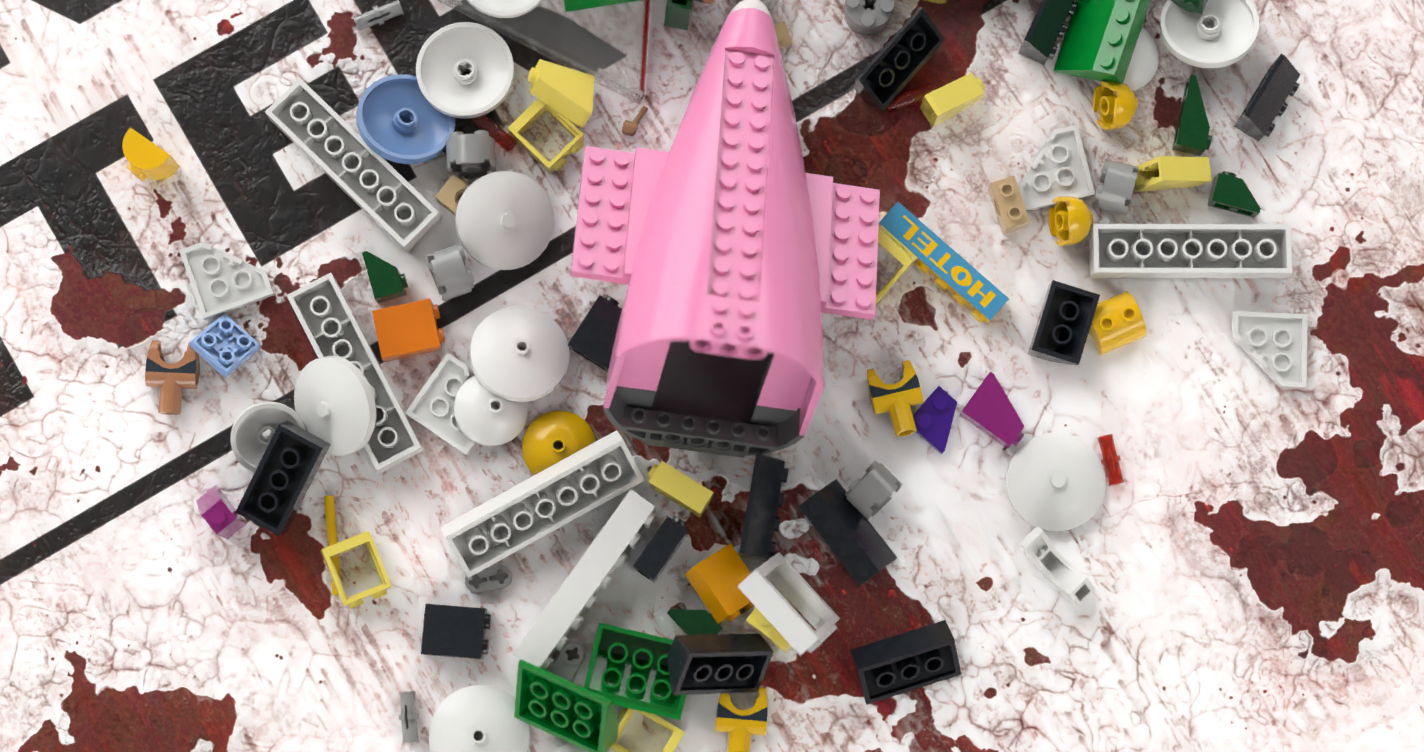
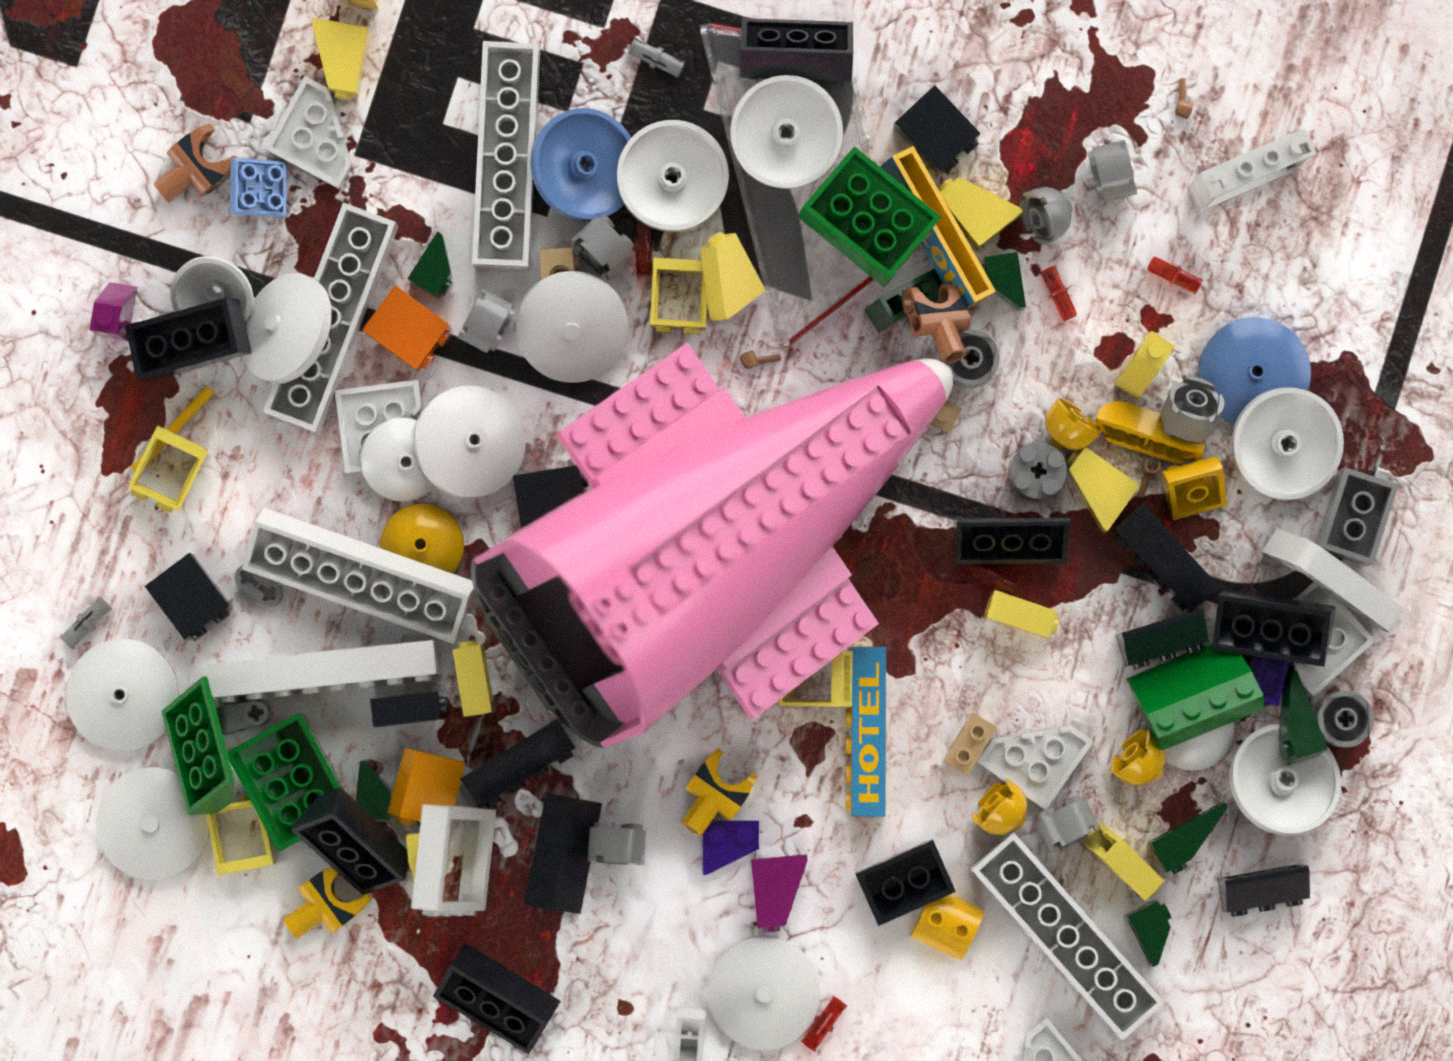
camera: 50 degrees right, 5 degrees up
(188, 214) = (342, 55): none -> light yellow slope

